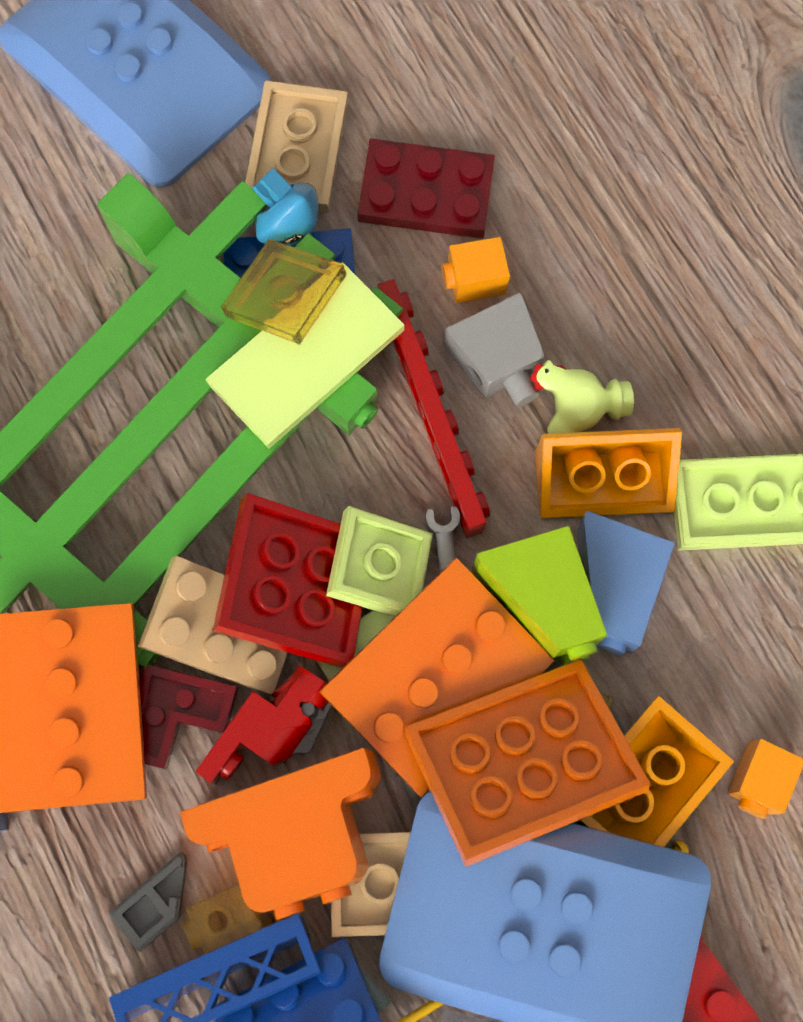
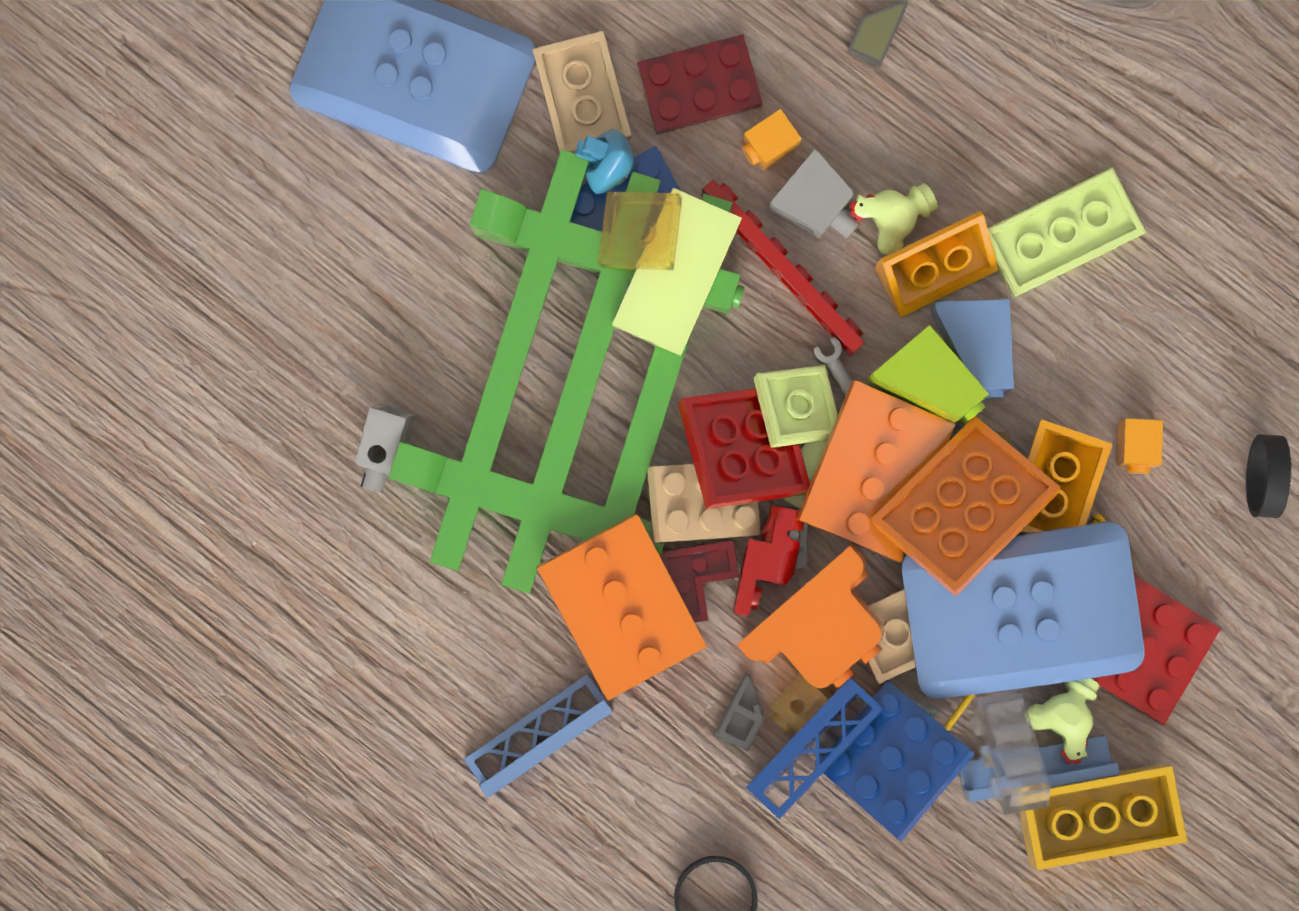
camera: 20 degrees left, 10 degrees up
(639, 212) = (876, 33): none -> olive tile

